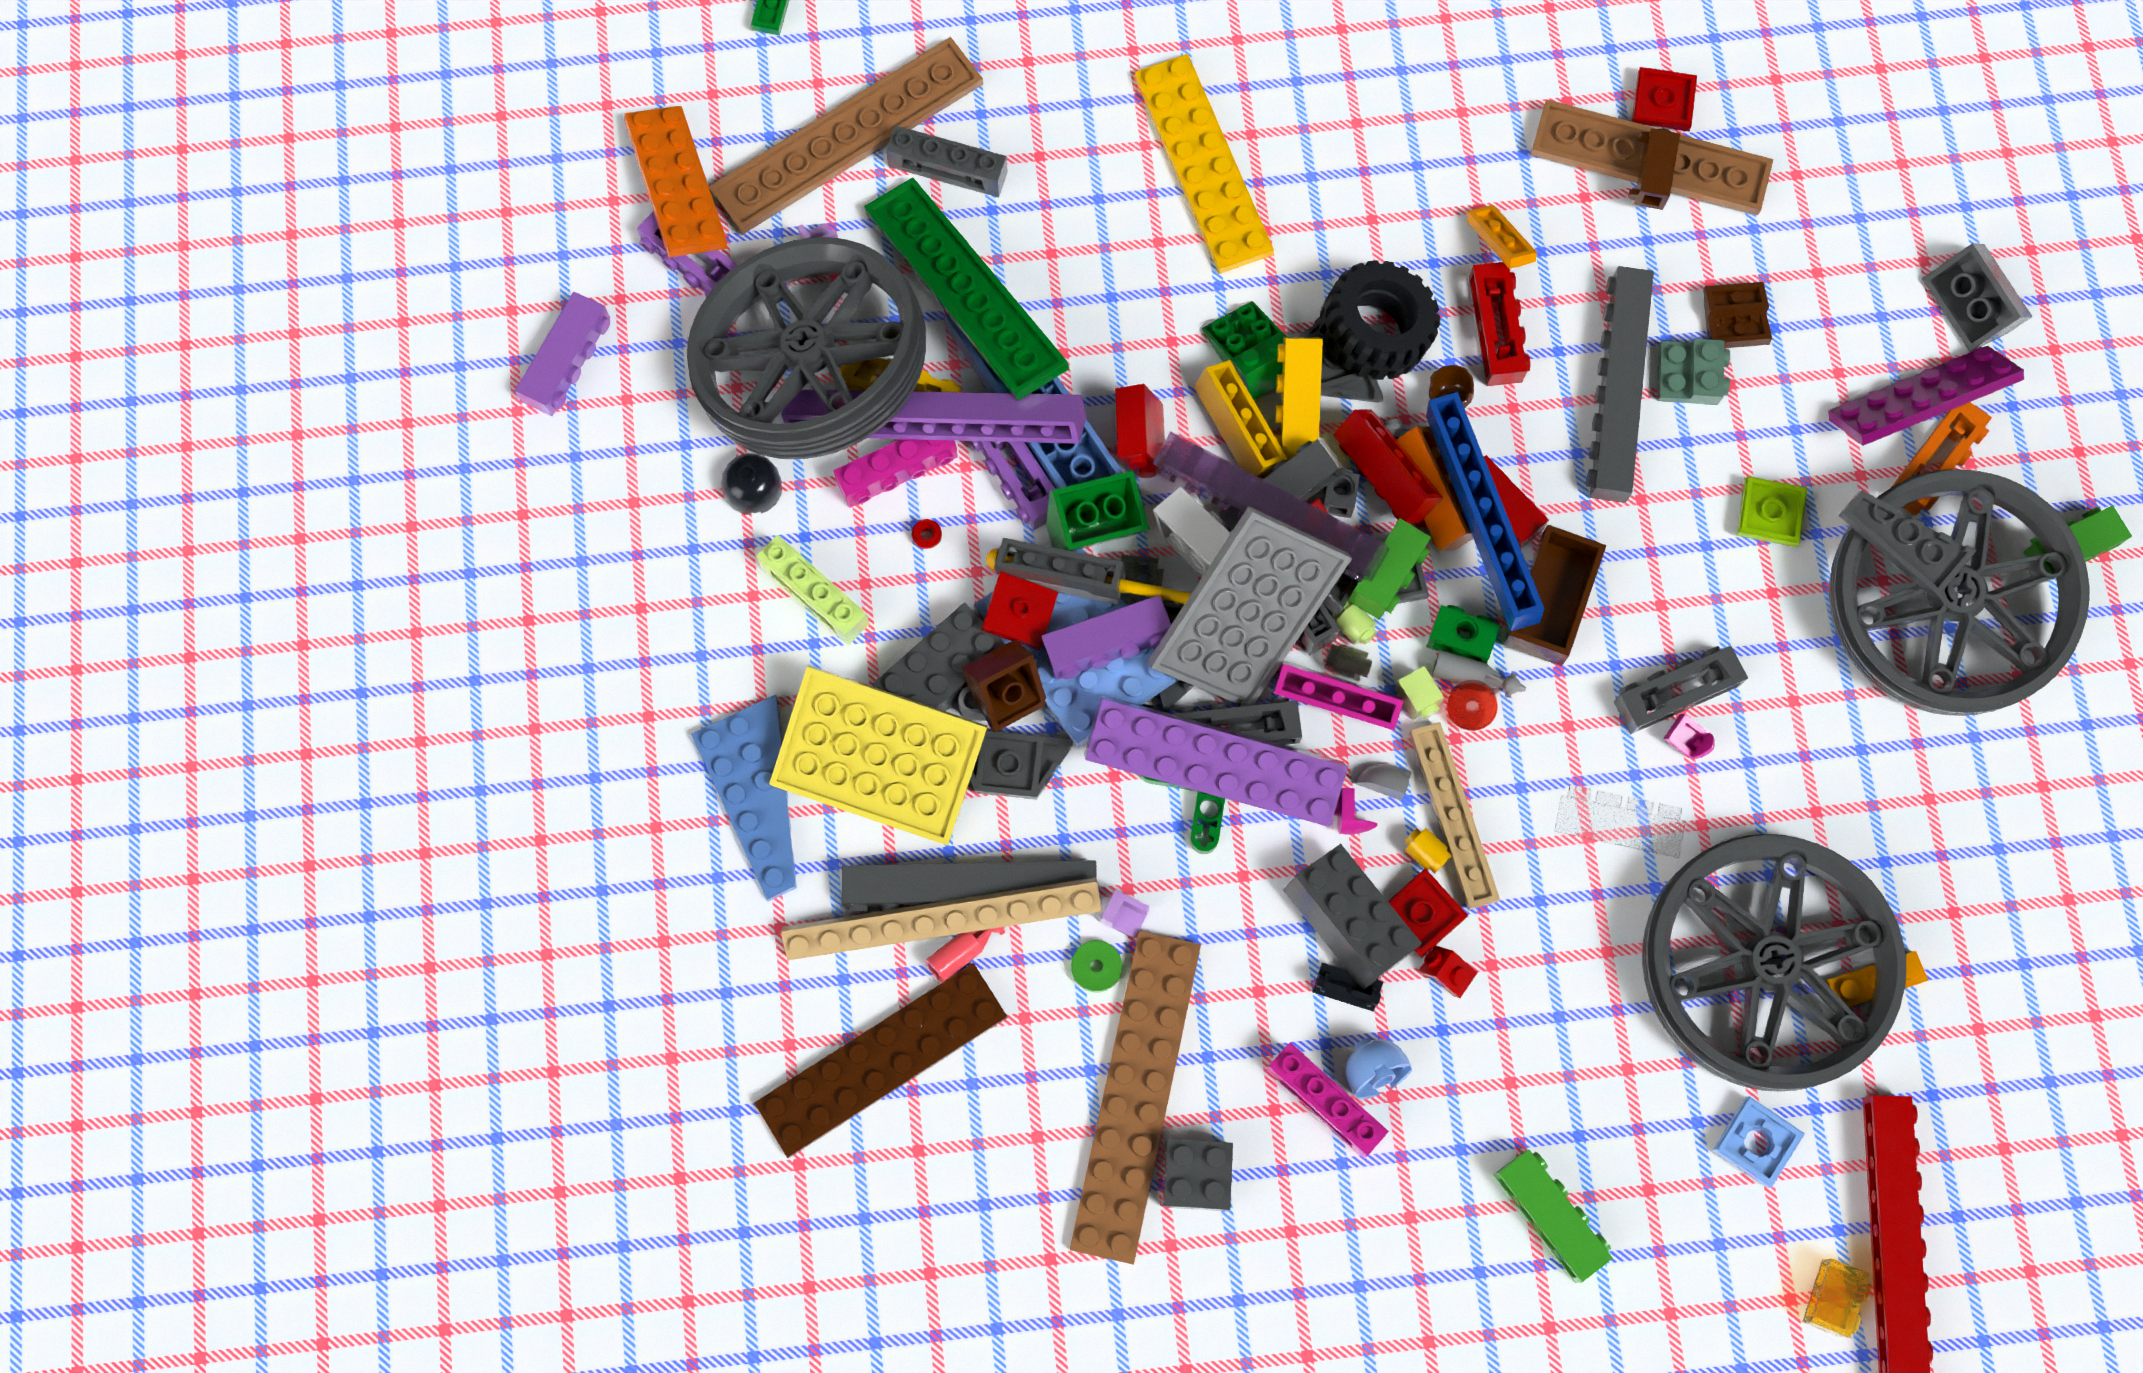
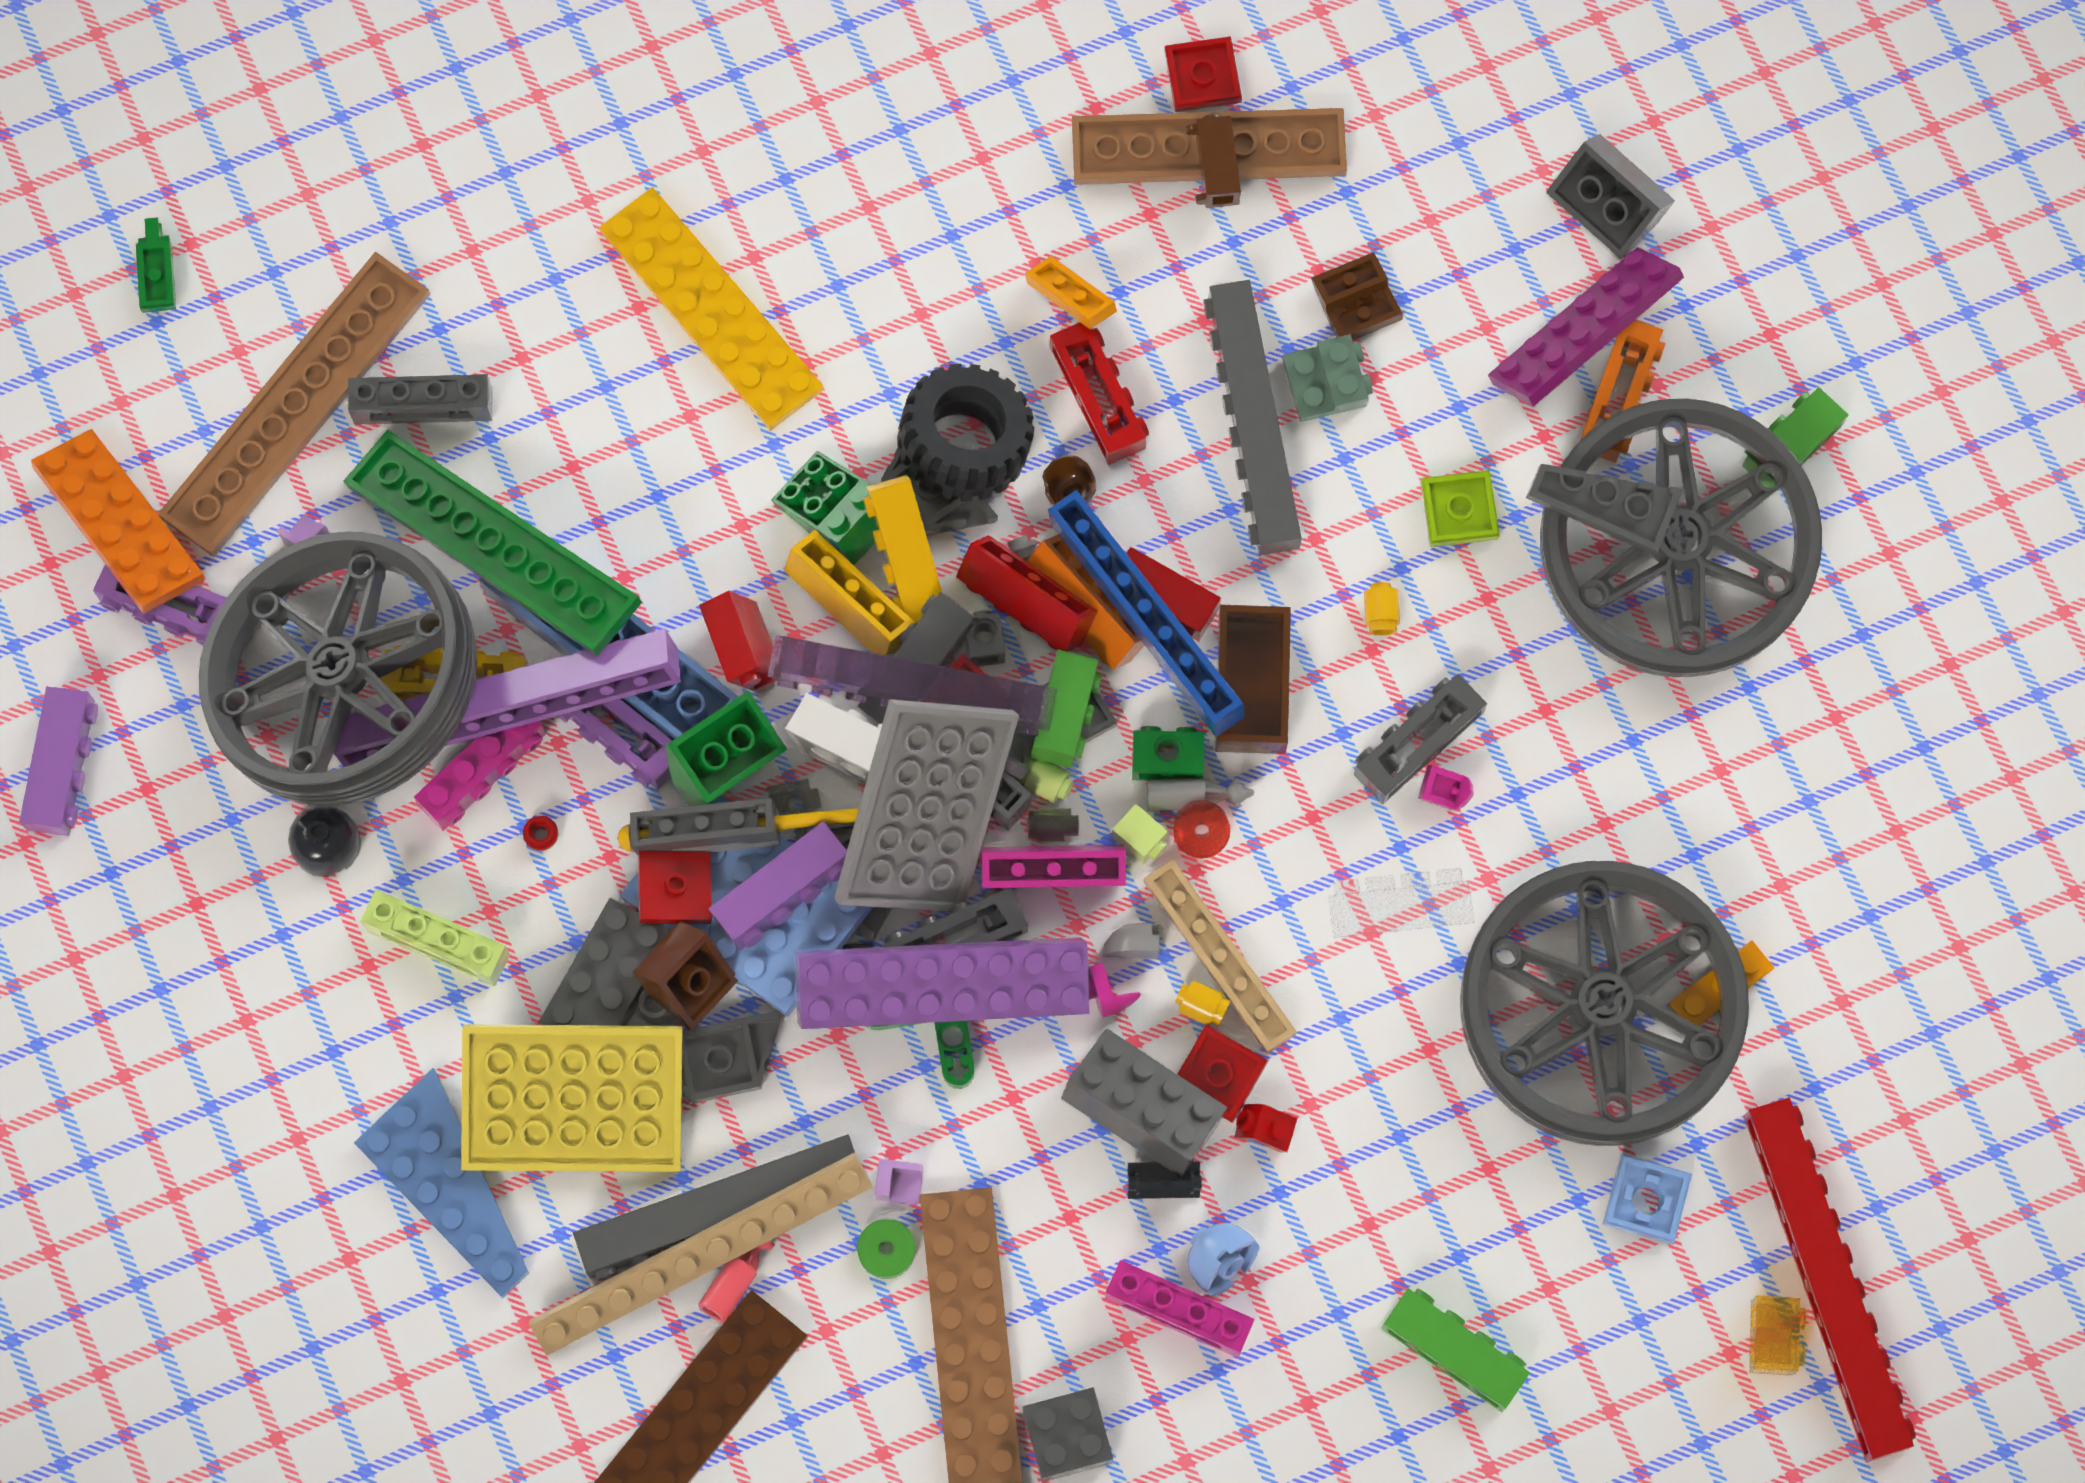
camera: 20 degrees left, 0 degrees up
(1680, 573) = (1382, 609): none -> yellow brick

